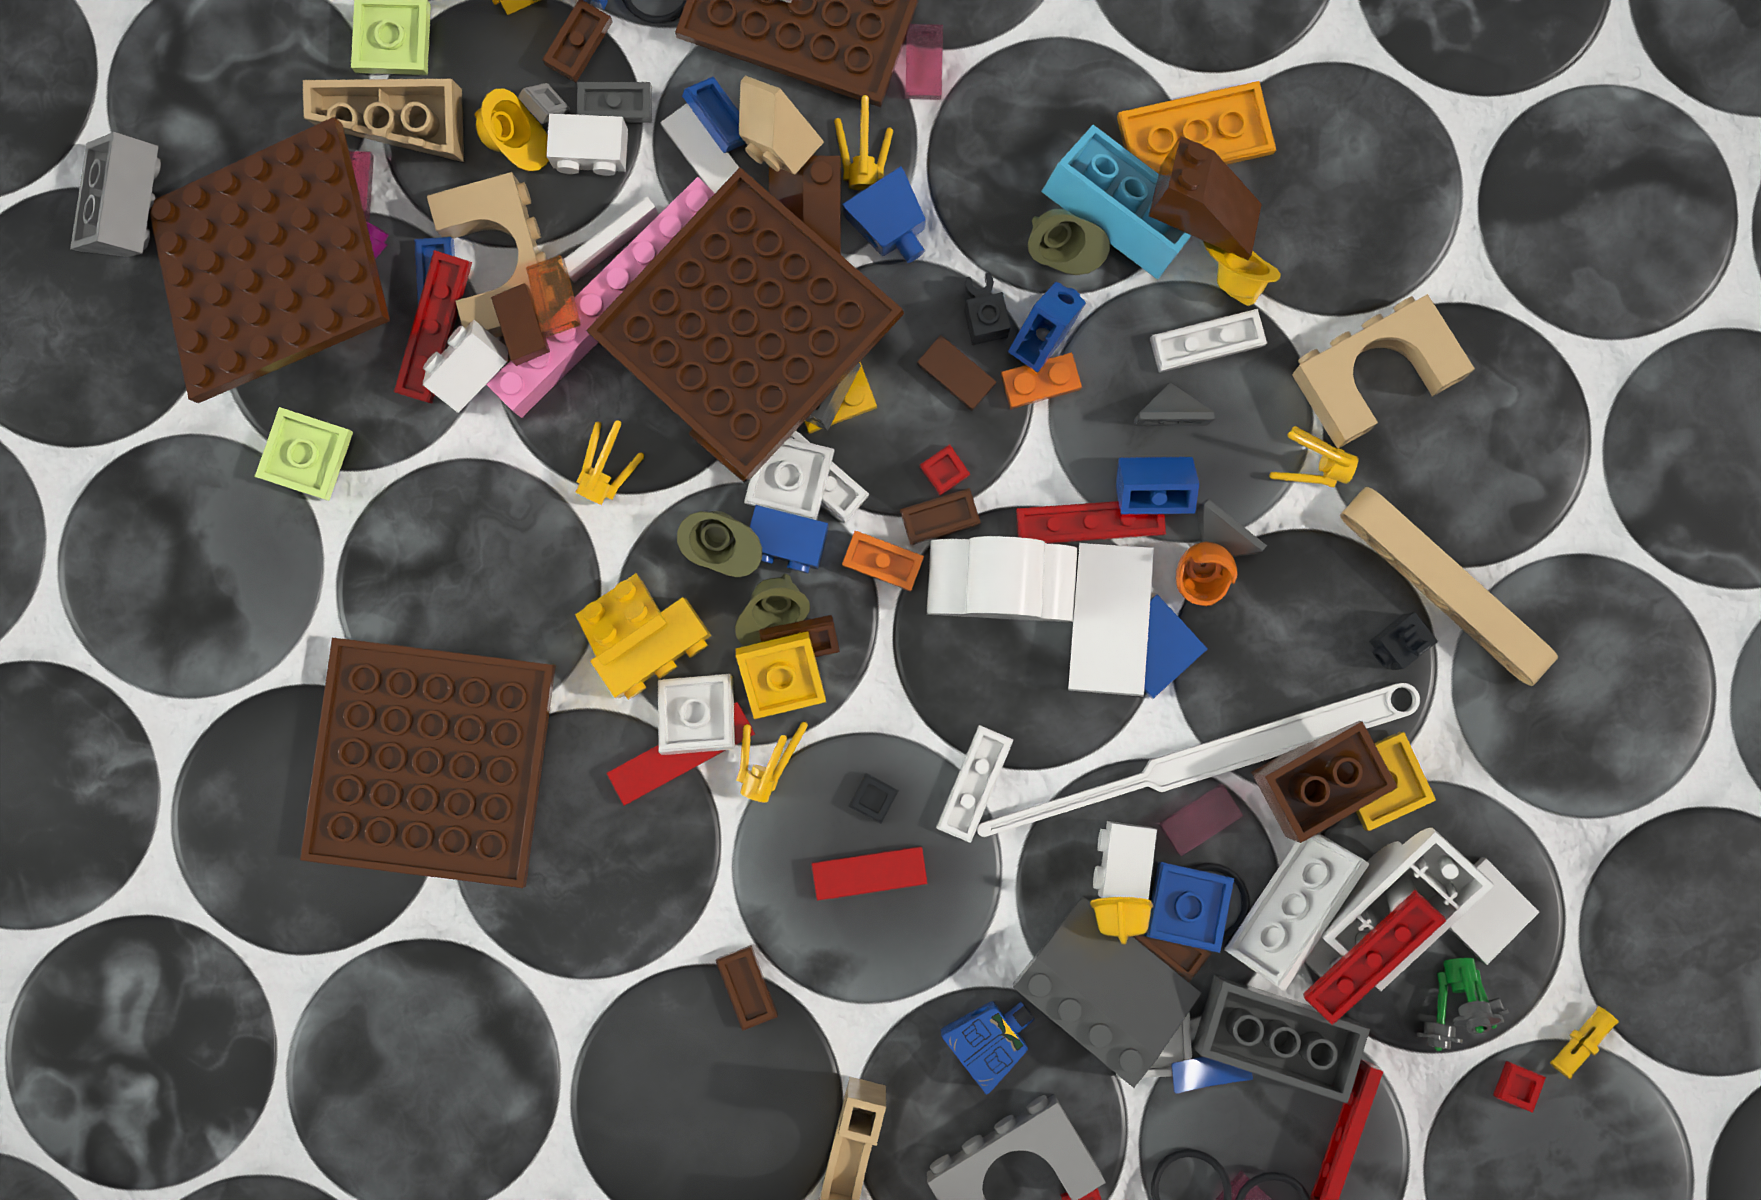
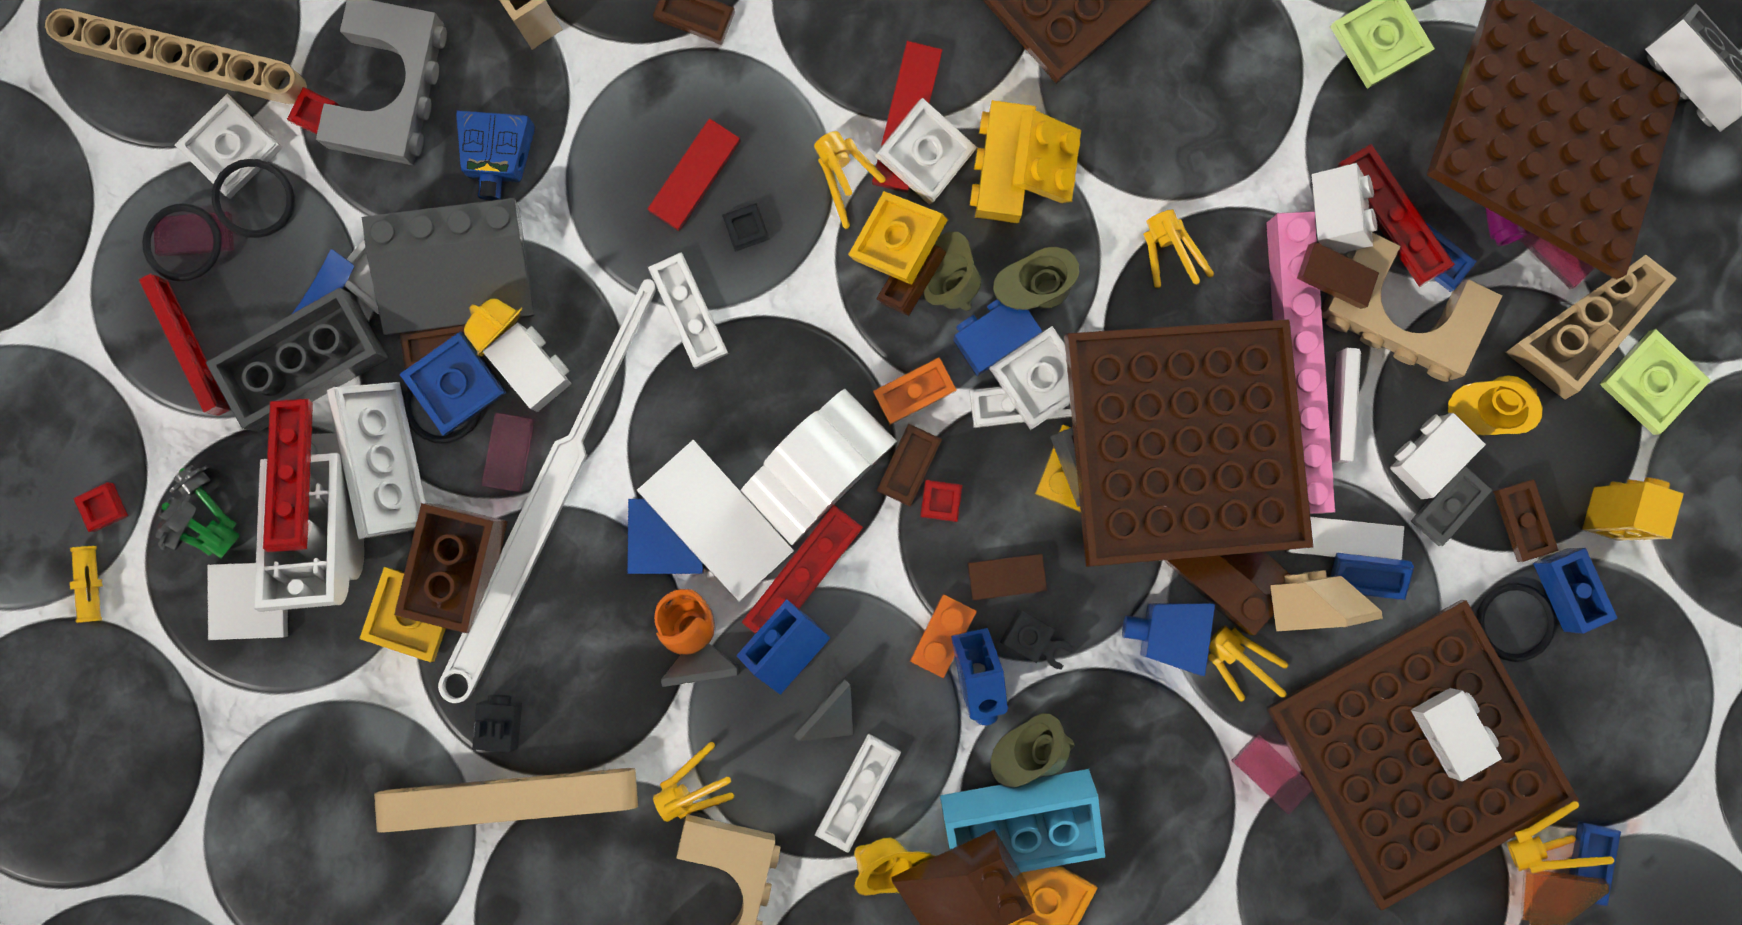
camera: 130 degrees right, 0 degrees up
(541, 101) = (1500, 450): light grey tile -> none
(553, 296) = (1338, 318): clear orange tile -> none

